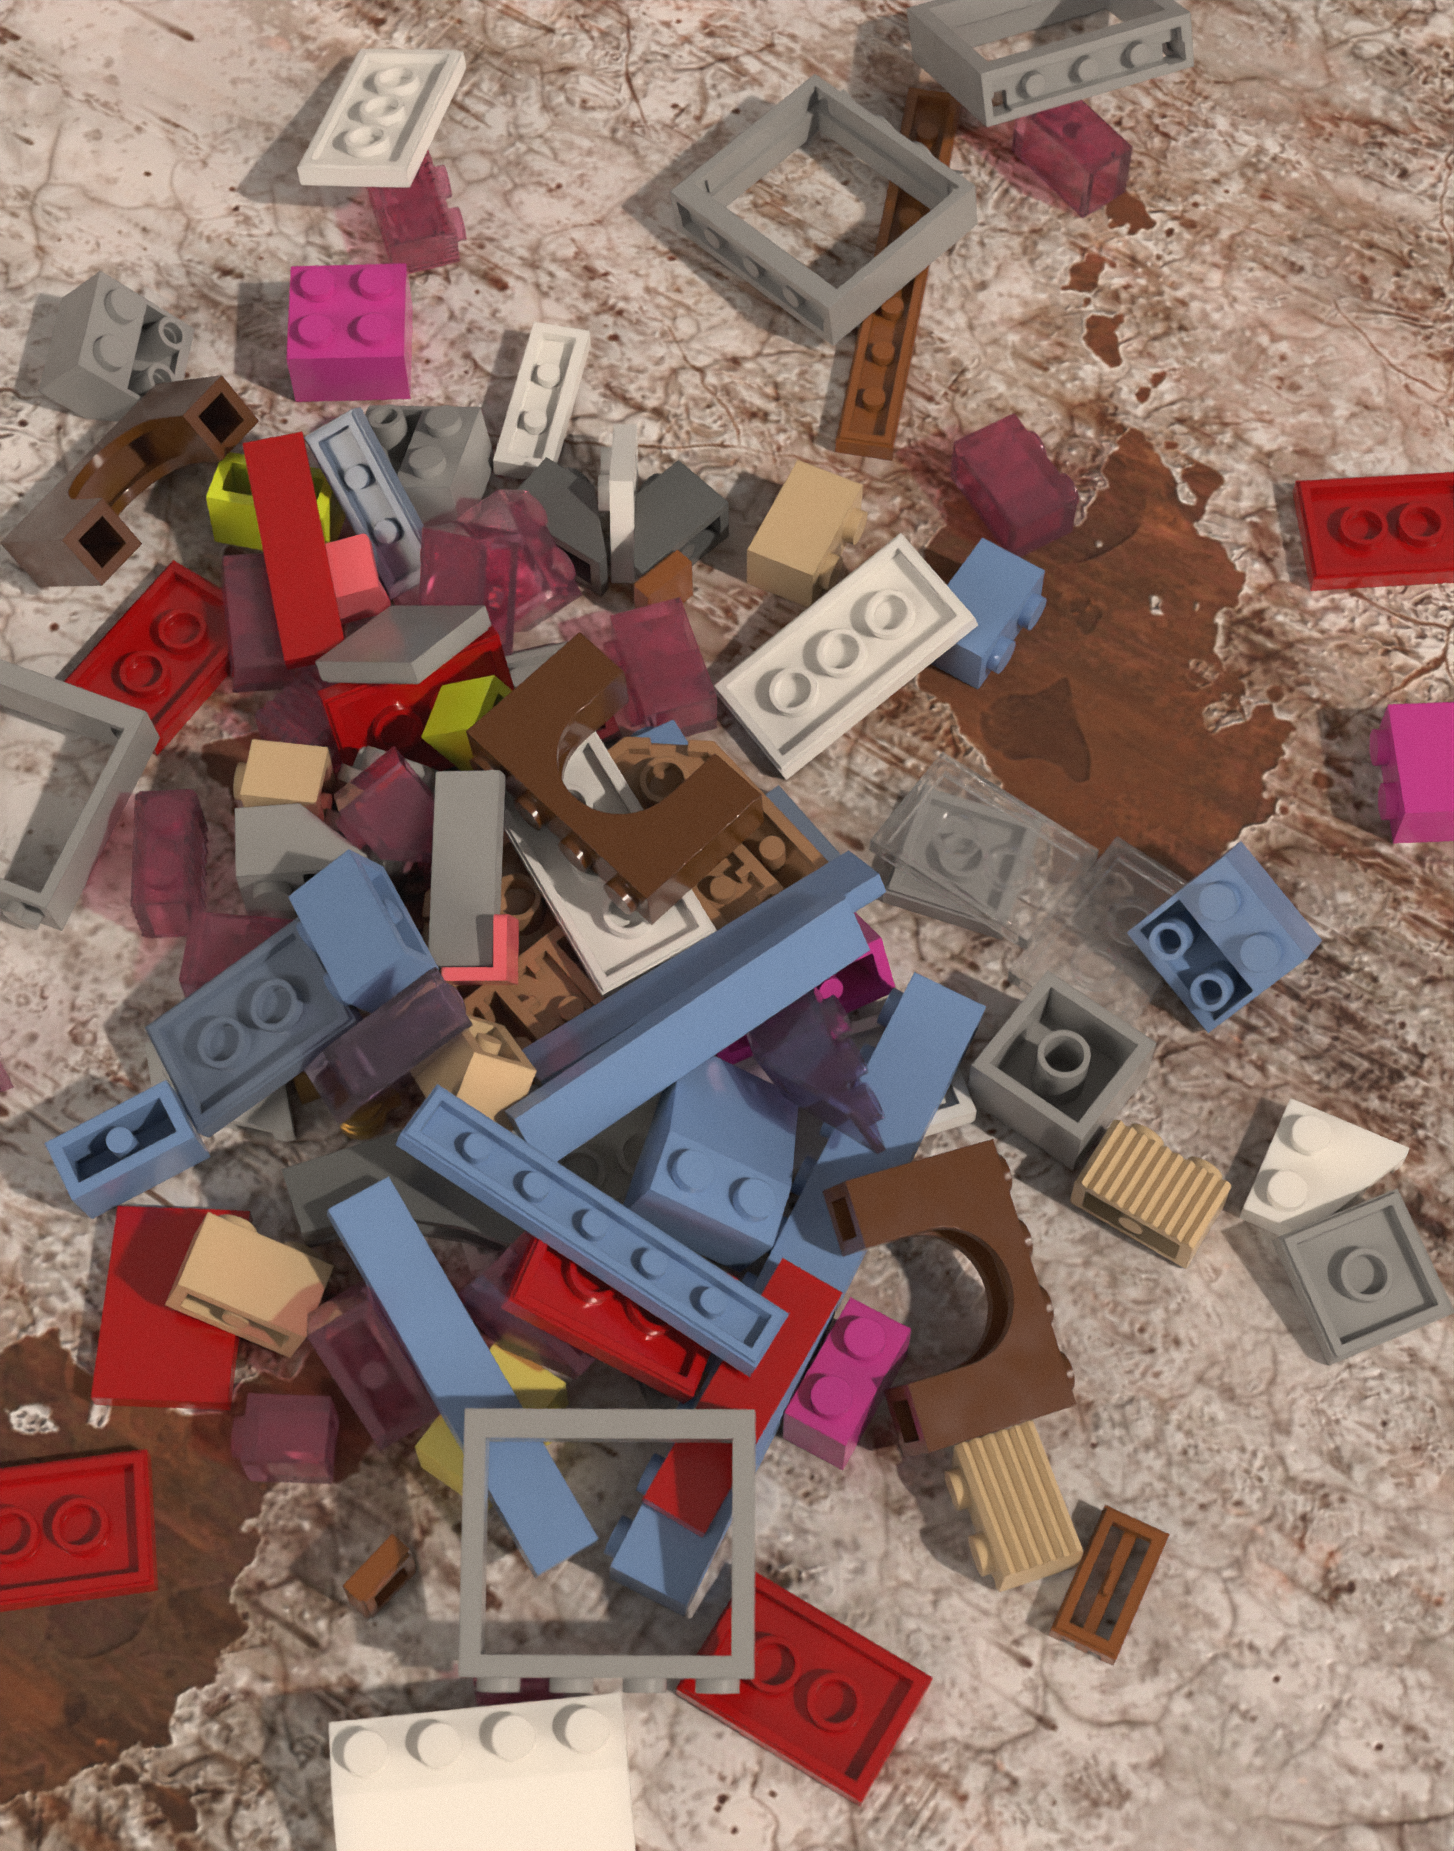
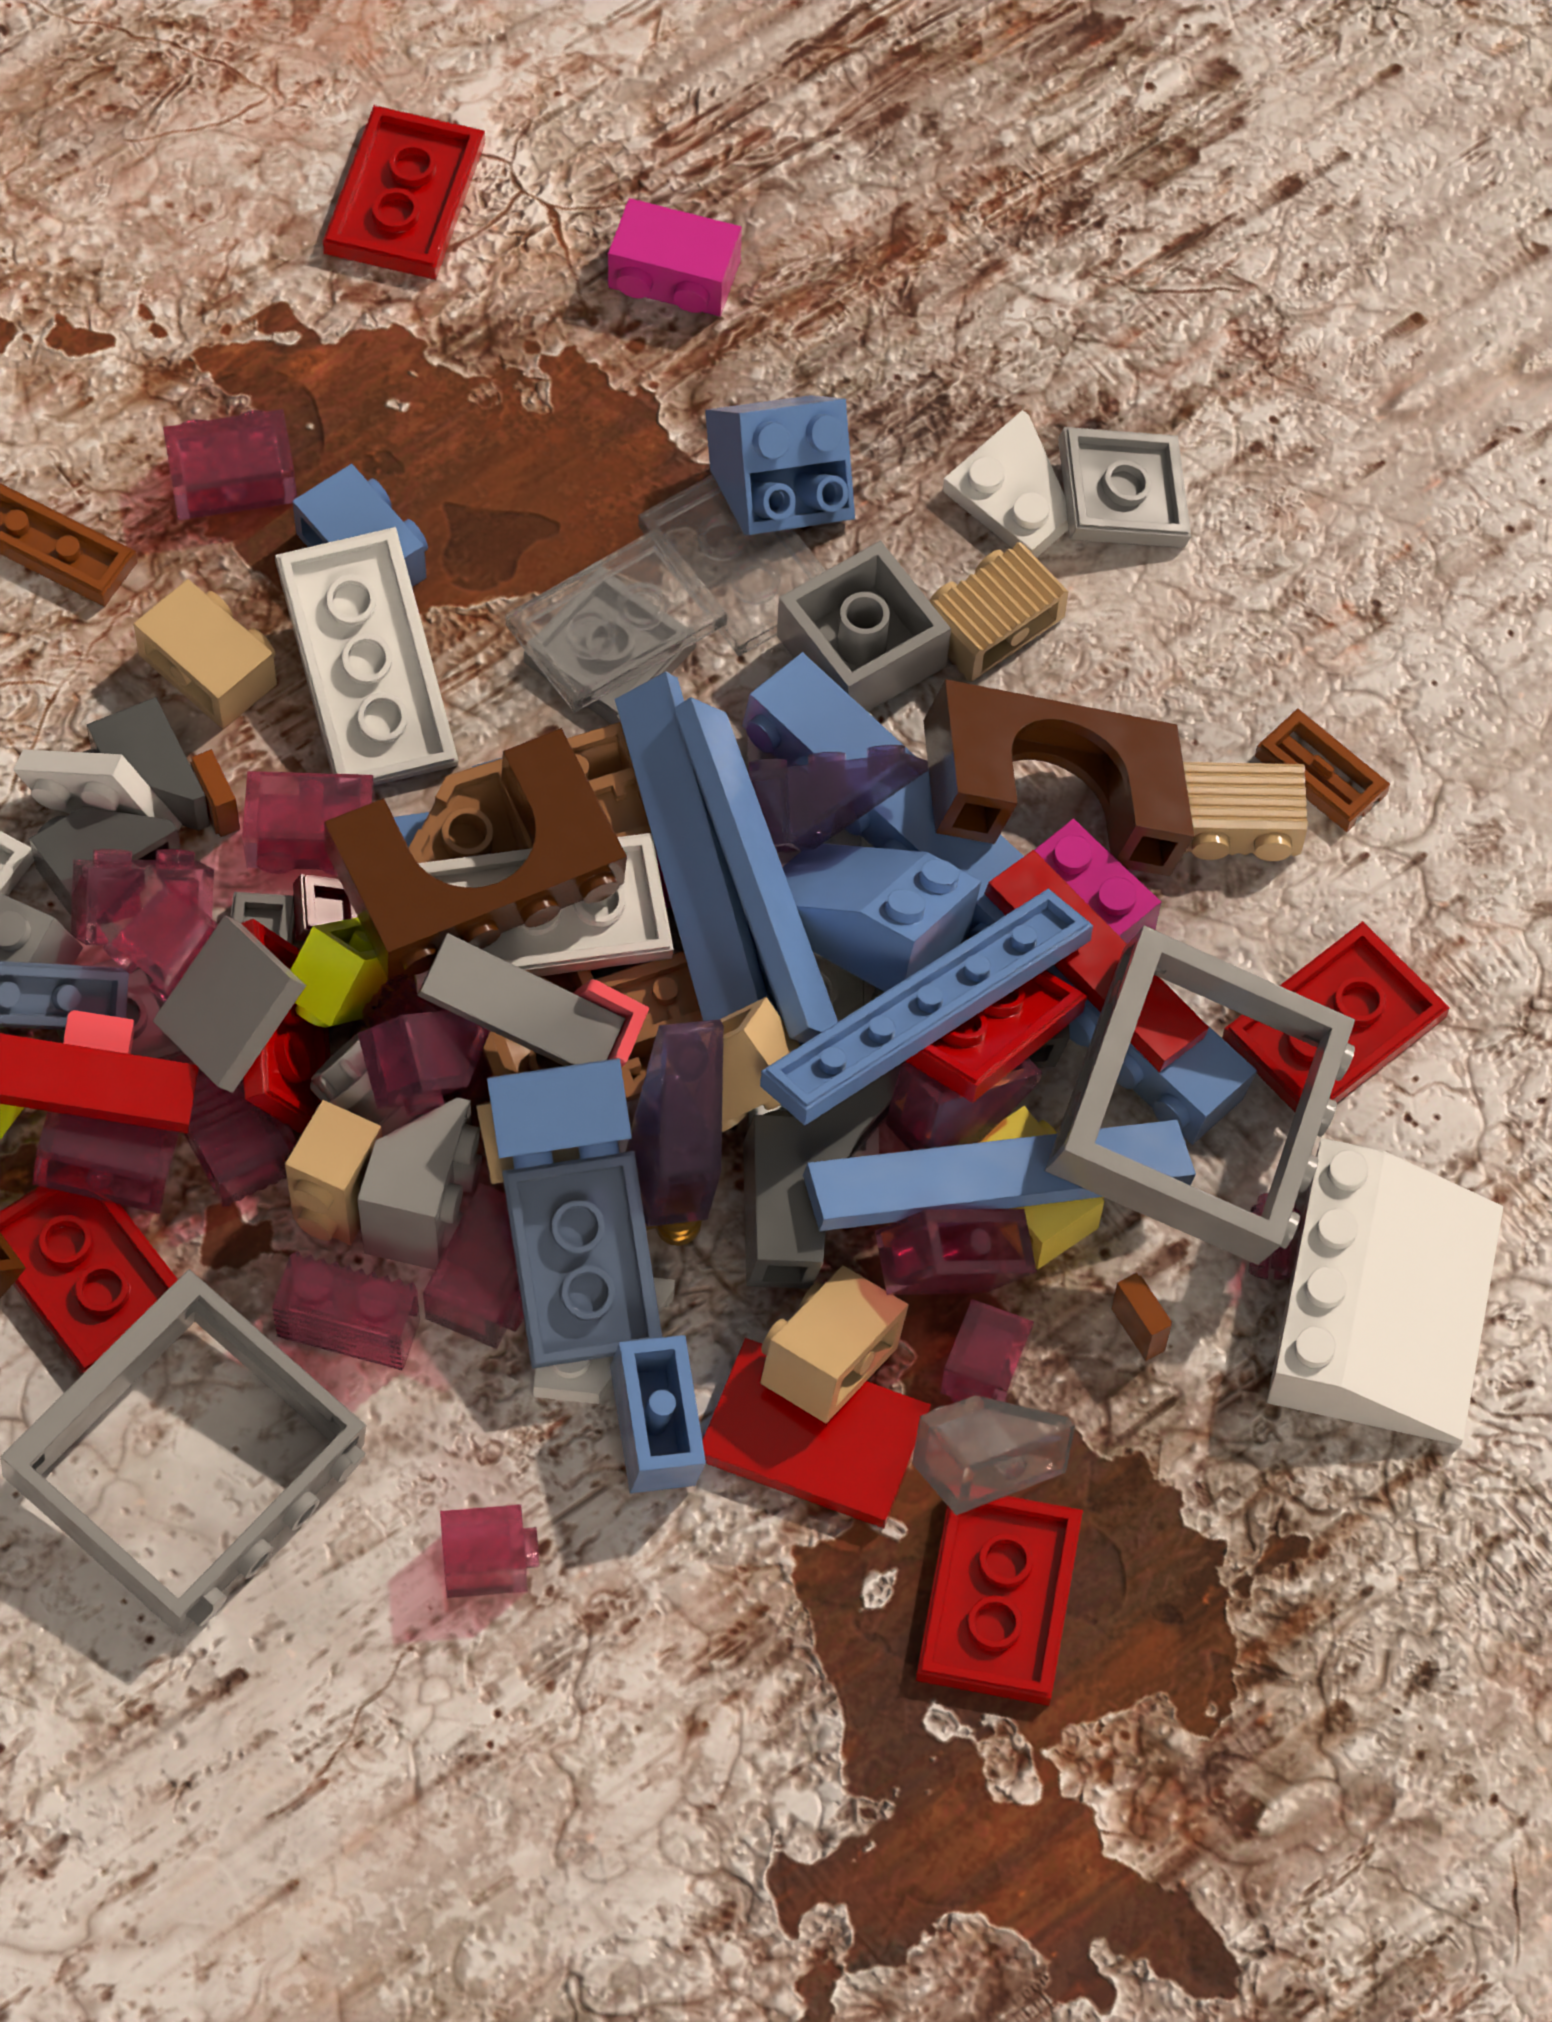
camera: 75 degrees left, 0 degrees up
(180, 1466) = (989, 1450): none -> clear slope

